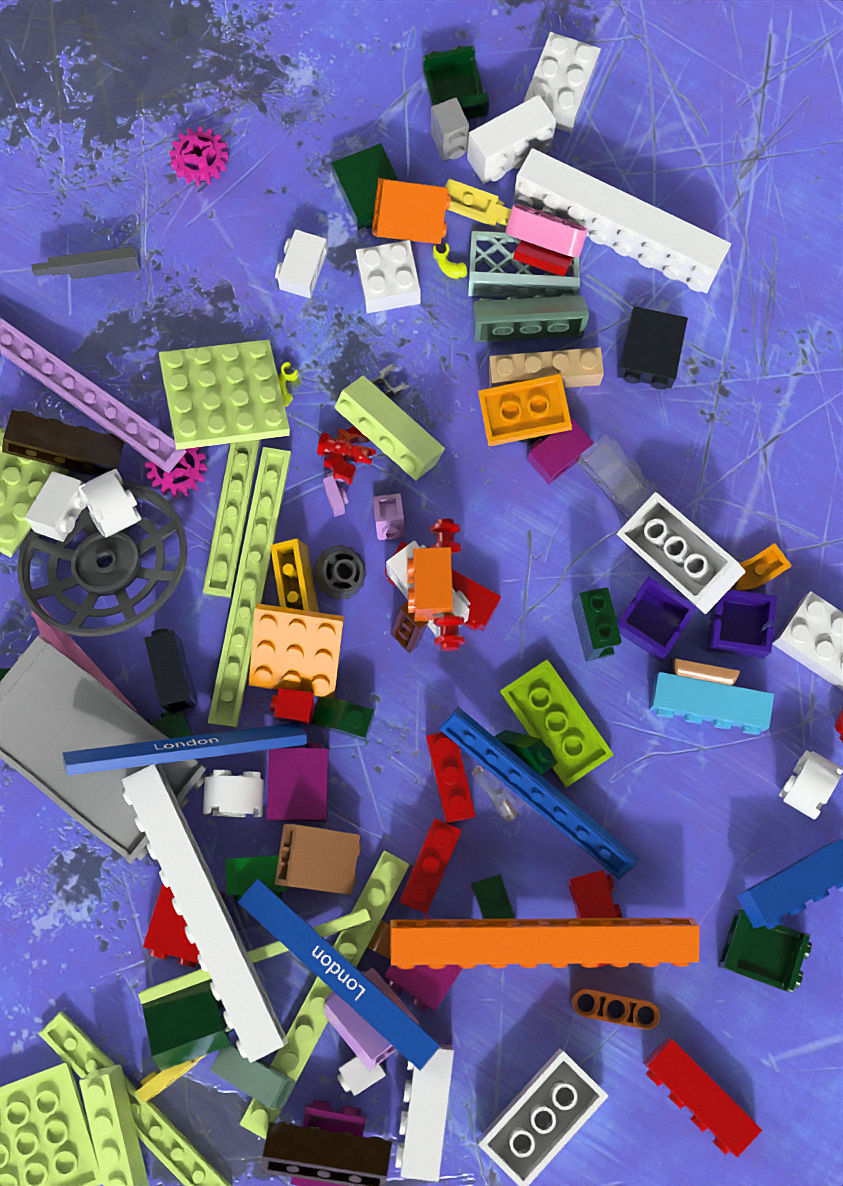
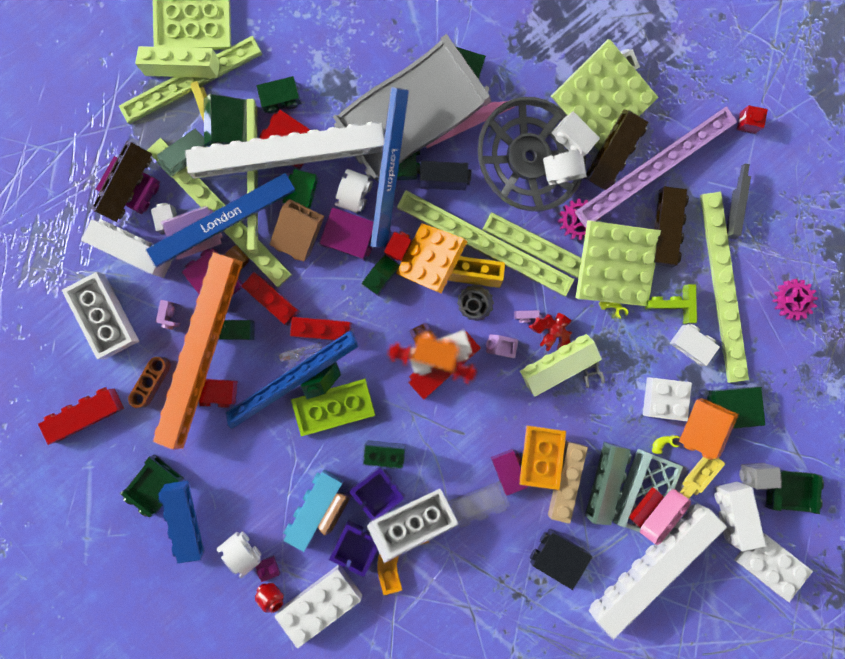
camera: 105 degrees right, 10 degrees up
(120, 959) = (279, 95): none -> dark green brick
(140, 345) = (670, 221): none -> dark brown brick
(209, 251) = (724, 287): none -> yellowish green plate
(247, 290) = (688, 303): none -> lime bracket
(501, 1020) = (165, 312): none -> lavender bracket
(818, 740) = (267, 569): none -> magenta tile

